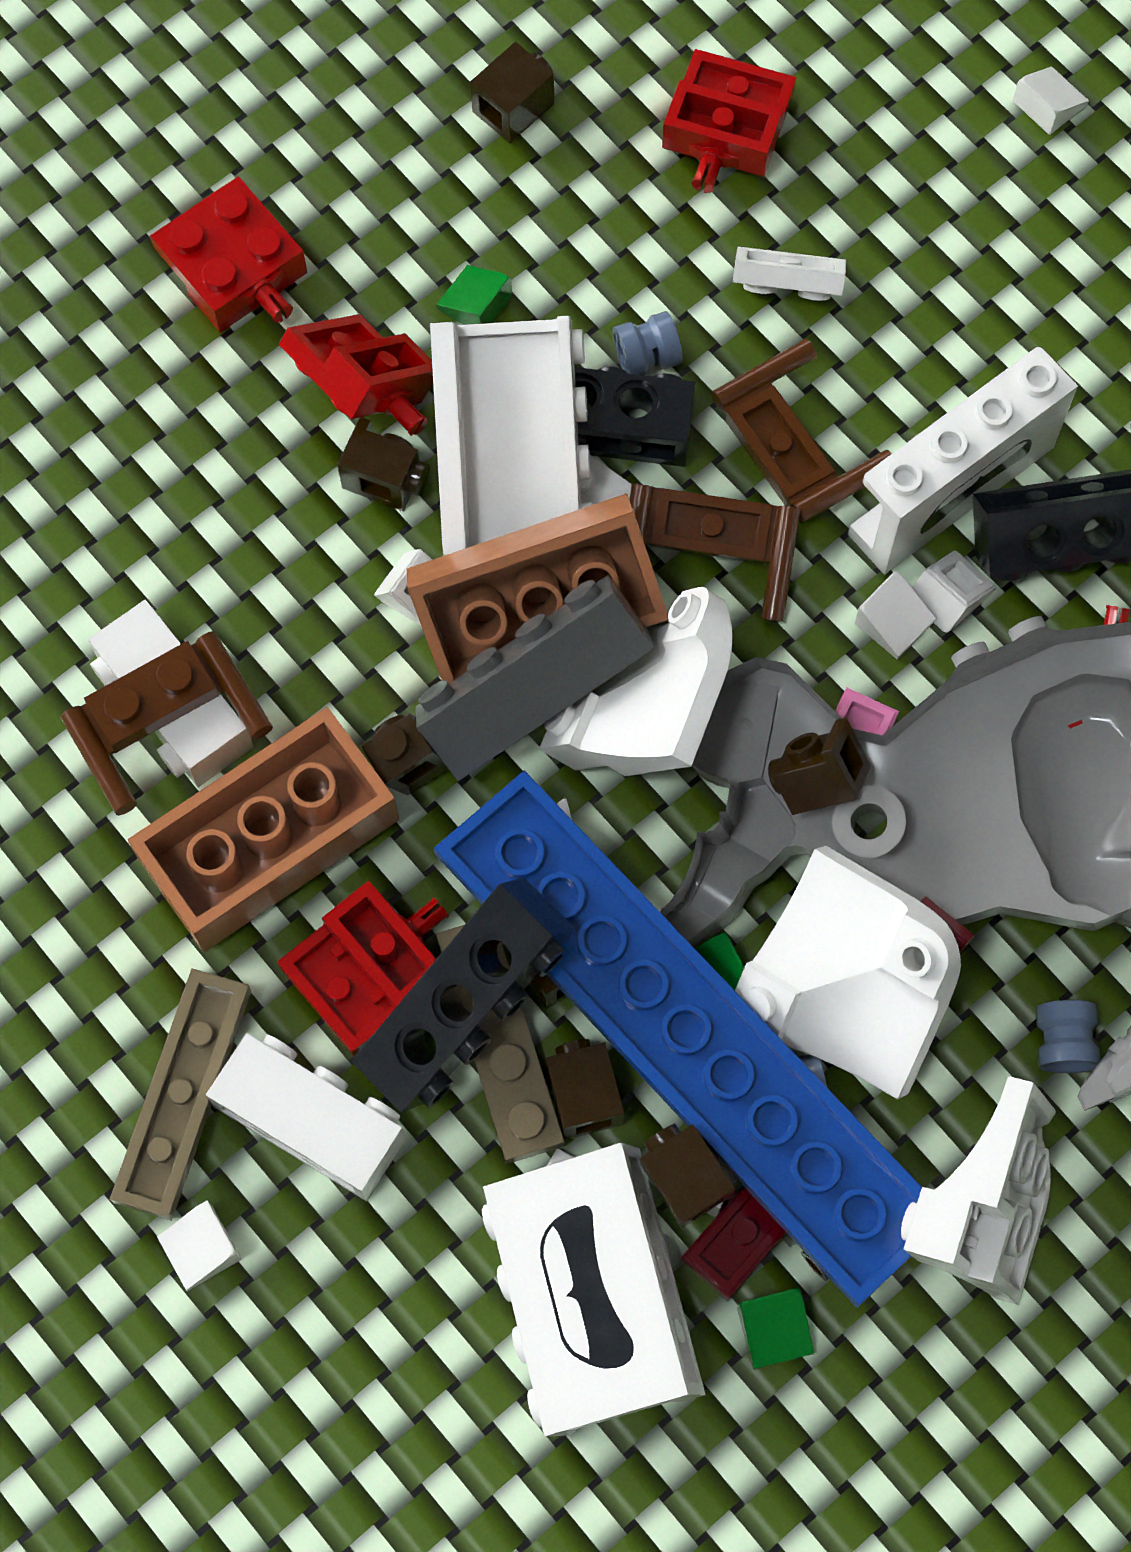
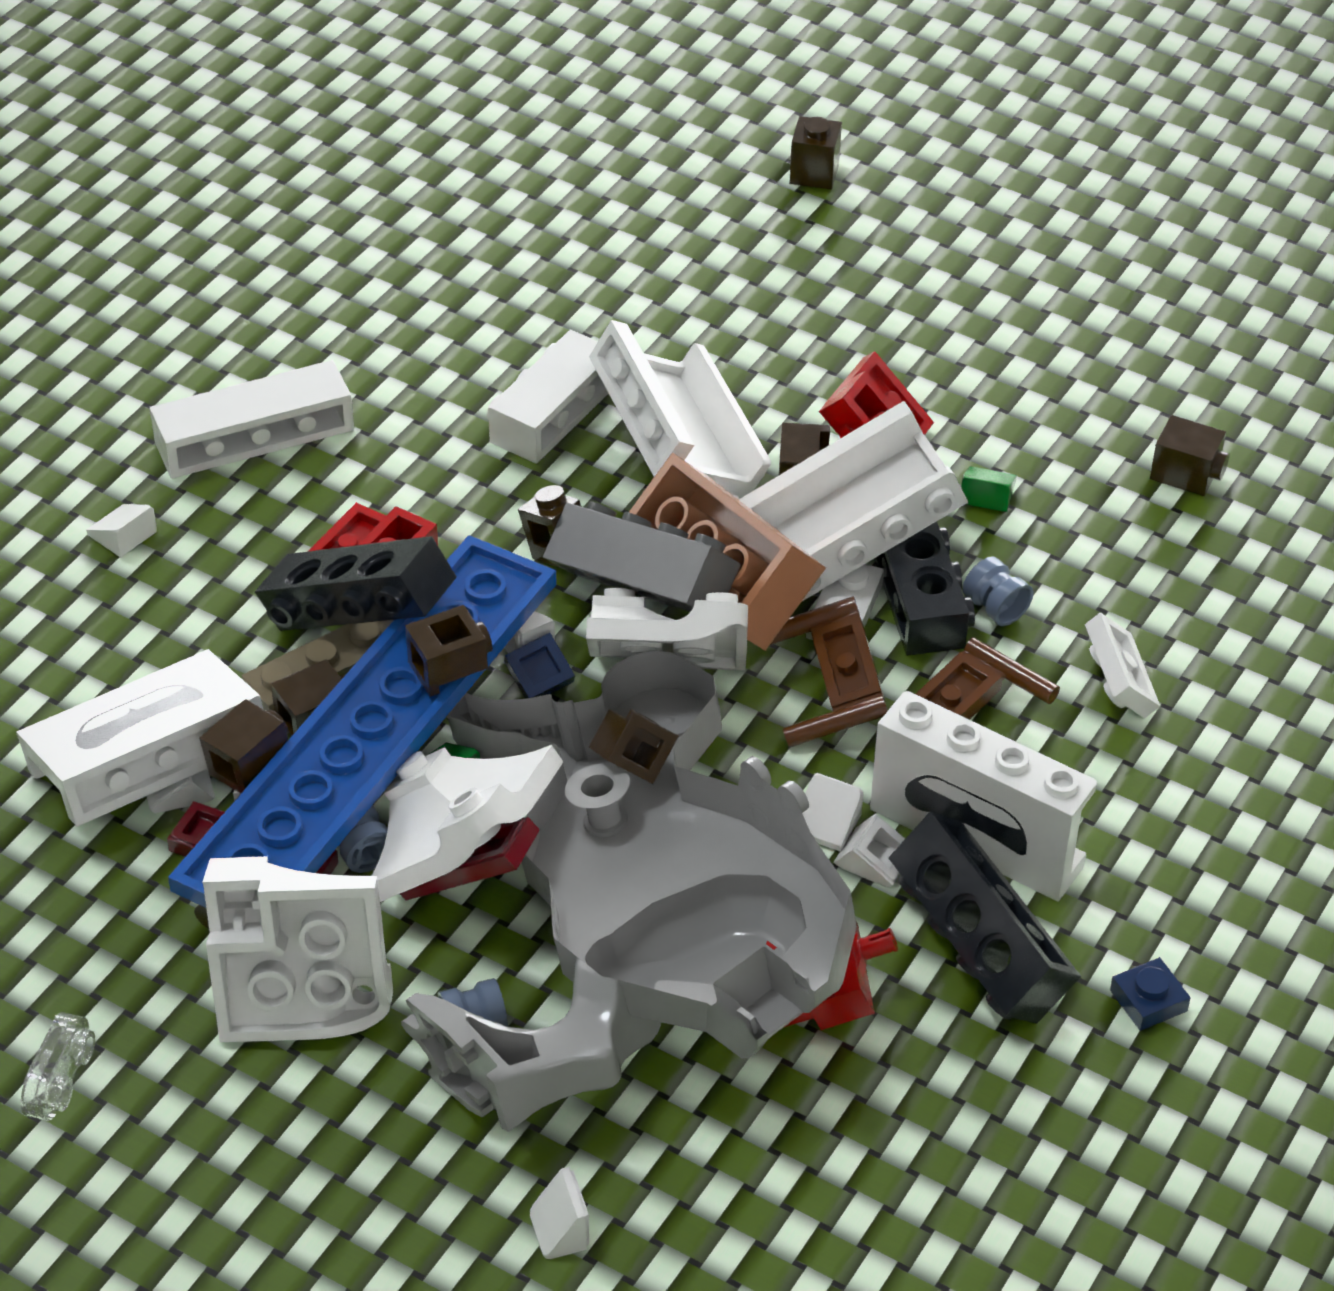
camera: 70 degrees right, 25 degrees down
(75, 1048) = (252, 418): none -> white brick
(152, 699) = (533, 369): reddish brown plate -> none
(177, 1098) = (236, 483): dark tan plate -> none
(232, 256) = (941, 337): red plate -> none
(265, 829) = (454, 462): nougat brick -> none
(275, 564) = (680, 410): none -> white panel
(308, 1114) = (238, 552): white brick -> none
(612, 830) = (539, 667): none -> dark blue plate
(644, 942) = (447, 647): none -> dark brown brick
(727, 115) = (1250, 591): red plate -> none
(775, 1328) = (146, 875): green slope -> none
(1048, 1496) = (51, 1074): none -> clear plate

